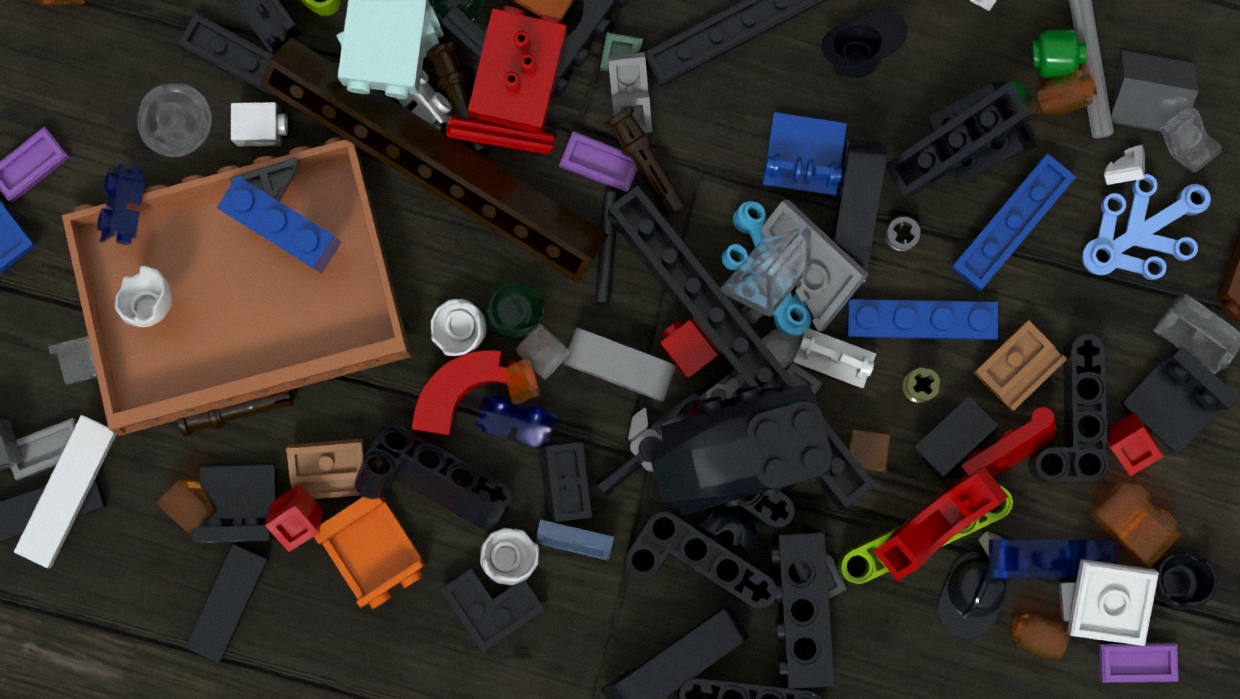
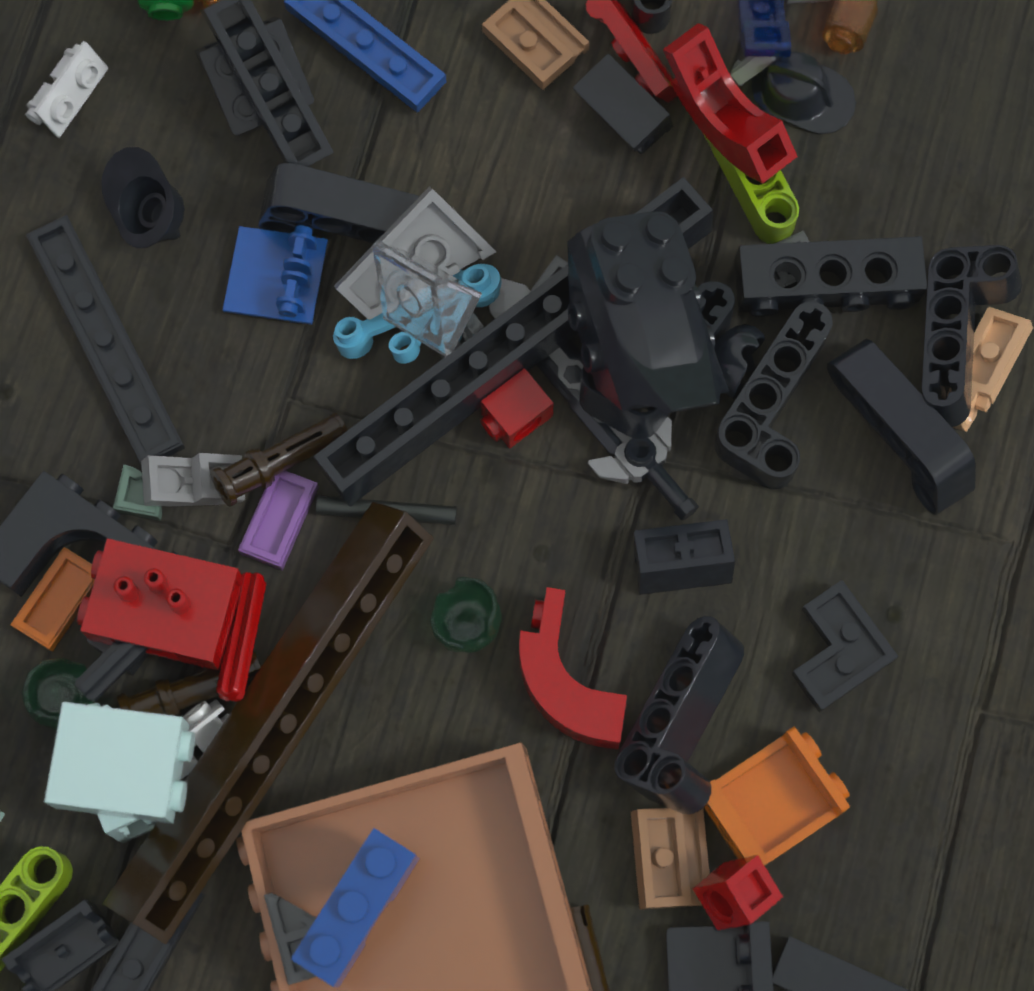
camera: 90 degrees left, 10 degrees down
(258, 124) = (216, 954): white brick -> none
(458, 327) = (488, 688): white hair -> none
(500, 414) = (609, 598): clear blue hinge -> none
(509, 556) = (777, 622): white hair -> none
(521, 382) = (560, 599): clear orange slope -> none
(543, 351) = (522, 580): clear bracket -> none
(574, 540) = (754, 544): sand blue tile -> none
(620, 364) = (534, 492): light grey beam -> none
(835, 358) = (527, 240): white hinge -> none
(870, 449) = (634, 196): clear orange tile -> none
(914, 233) = (373, 152): flat silver bush -> none
(922, 319) = (480, 143): blue plate -> none
(931, 388) = (563, 131): olive bush -> none

